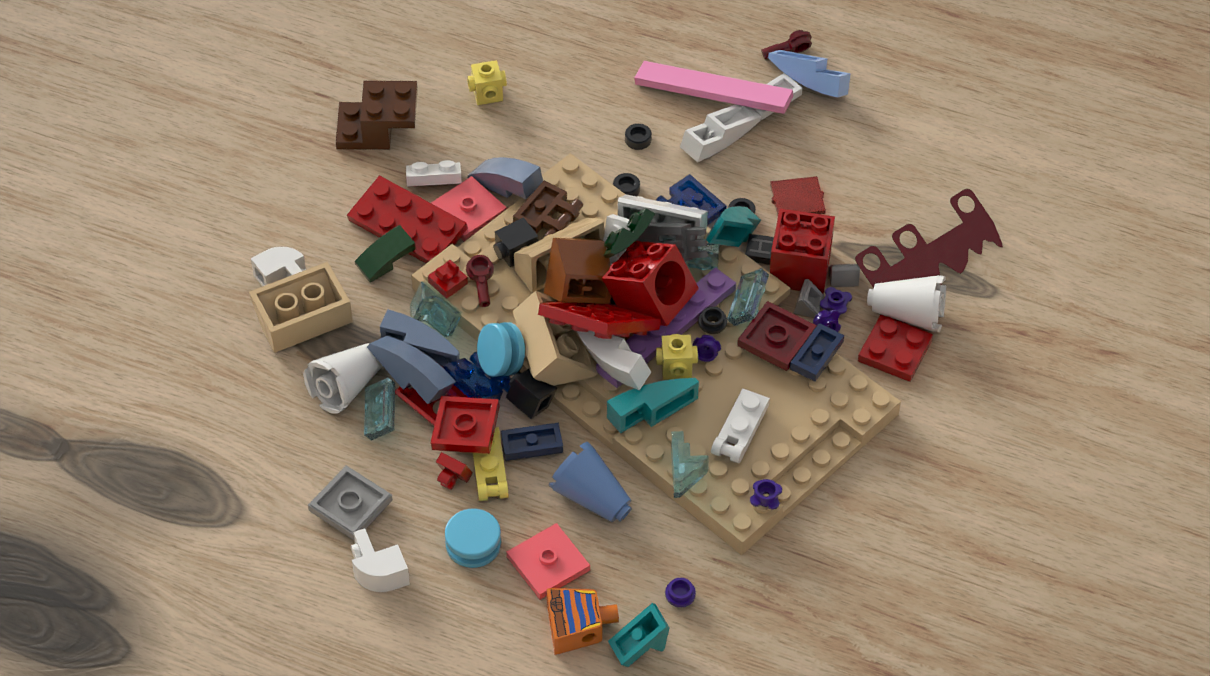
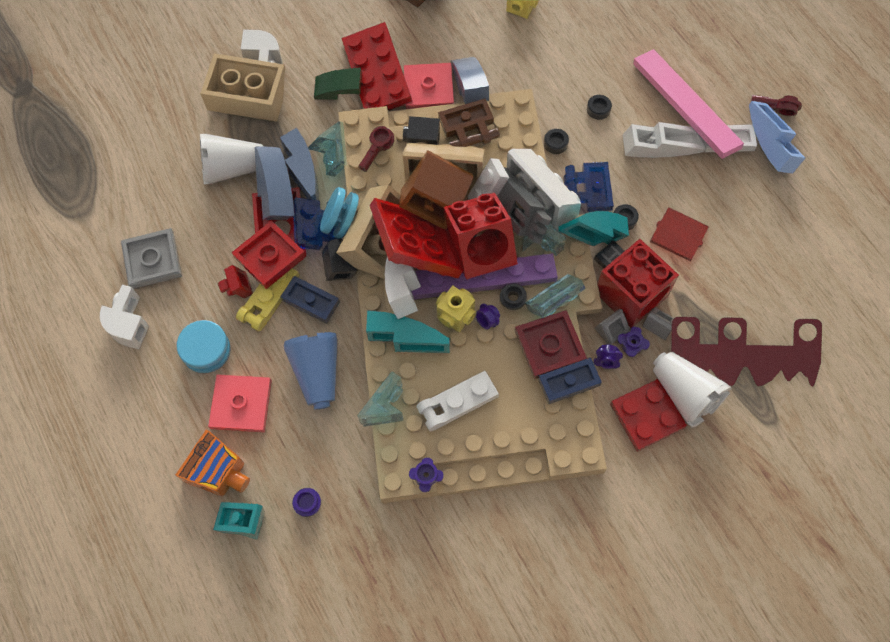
camera: 40 degrees right, 15 degrees up
(379, 409) = (236, 195): clear light blue plate -> none
(433, 174) = (426, 44): white plate -> none
(447, 279) = (354, 132): red tile -> none
(624, 238) = (476, 186): dark green slope -> none

